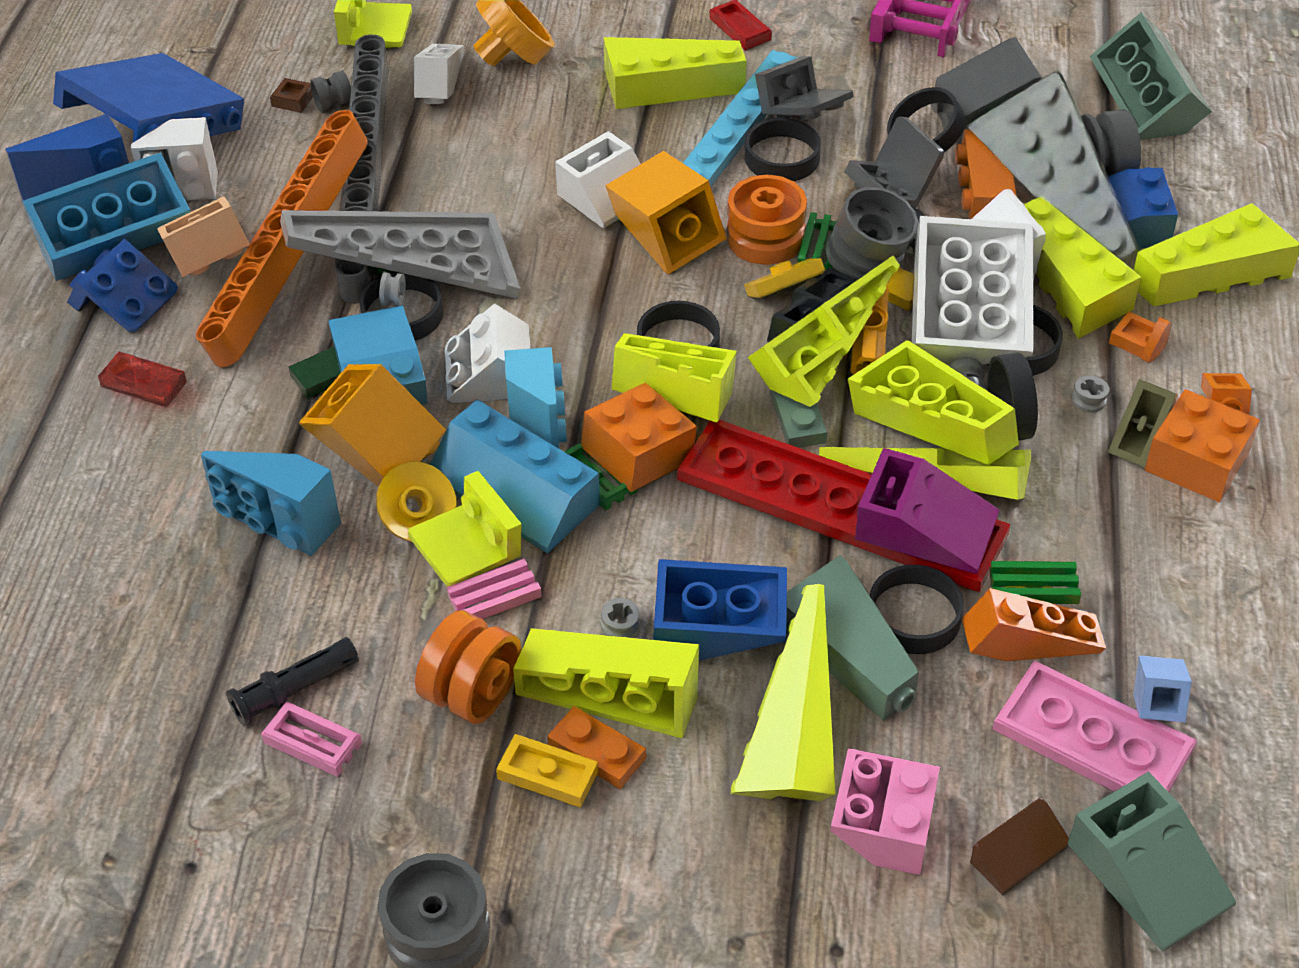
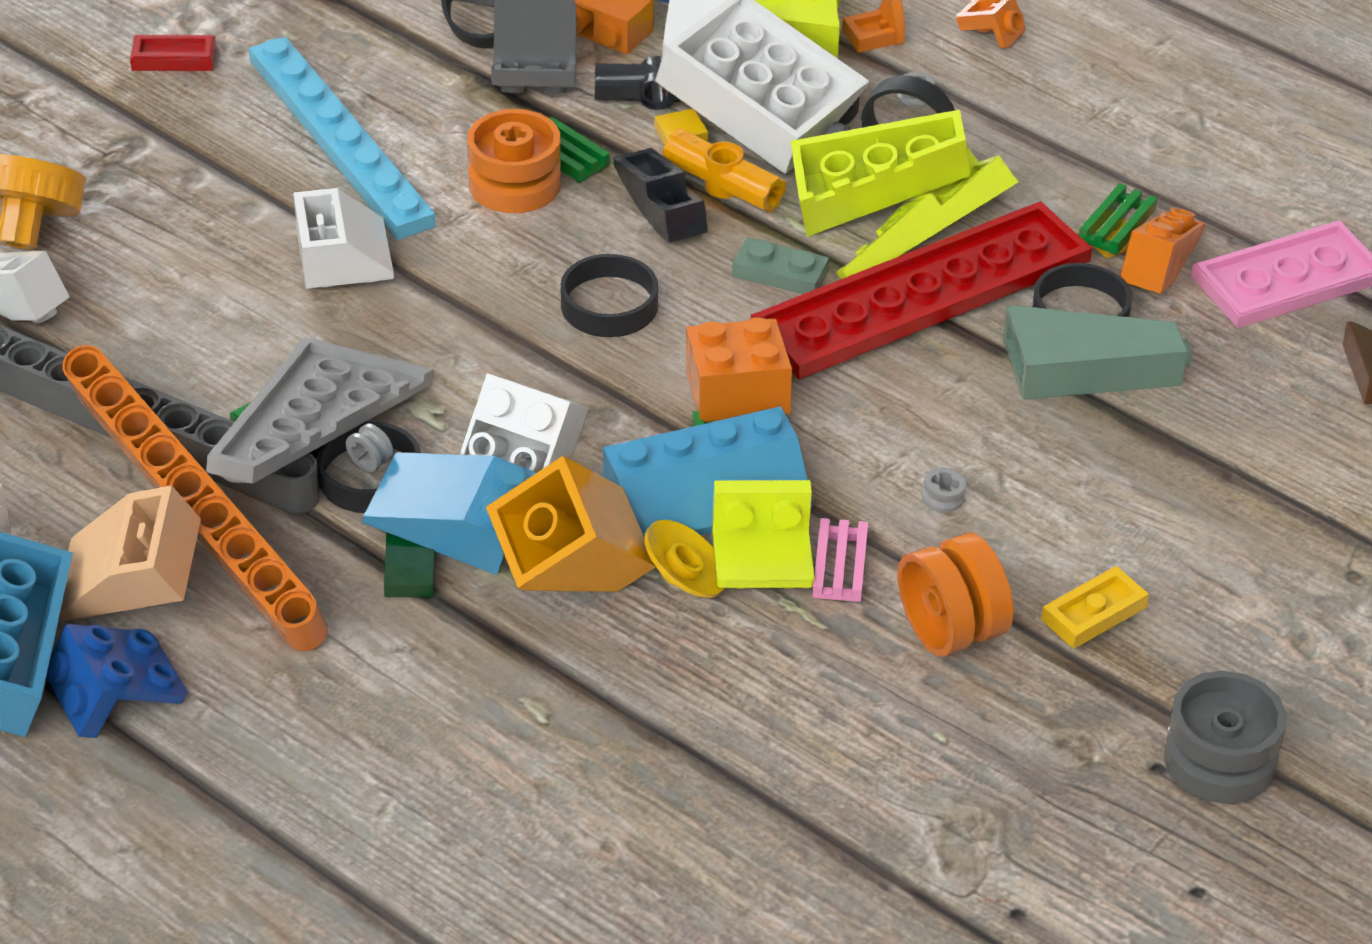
camera: 60 degrees left, 5 degrees down
(142, 379) = (289, 709): clear red plate -> none
(275, 495) = (603, 650): dark azure slope -> none
(275, 688) = (840, 702): black pin -> none
(316, 757) = (931, 767): bright pink tile -> none
(532, 393) = (633, 402): medium azure slope -> none
(588, 737) = (1074, 566): orange plate -> none
(612, 677) = (1045, 498): neon yellow wedge -> none
(667, 210) = (440, 210): light orange slope -> none
(671, 69) = (205, 126): neon yellow wedge -> none
(685, 374) = (696, 291): neon yellow wedge -> none
(720, 606) = (1004, 412): blue slope -> none
(783, 128) = (407, 86): black tyre -> none
(783, 276) = (602, 189): yellow plate -> none
(793, 91) = (359, 63): dark grey bracket -> none
(794, 729) = (1180, 425): neon yellow wedge -> none
(808, 352) = (730, 195): neon yellow wedge -> none
(870, 231) = (620, 102): dark grey wheel -> none
(885, 809) = (1305, 406): bright pink slope -> none
(924, 513) = (1000, 235): magenta slope -> none
(1141, 421) = (989, 73): olive slope -> none
(1162, 688) = (1286, 205): light blue brick -> none
(1201, 445) = (1042, 56): orange brick -> none

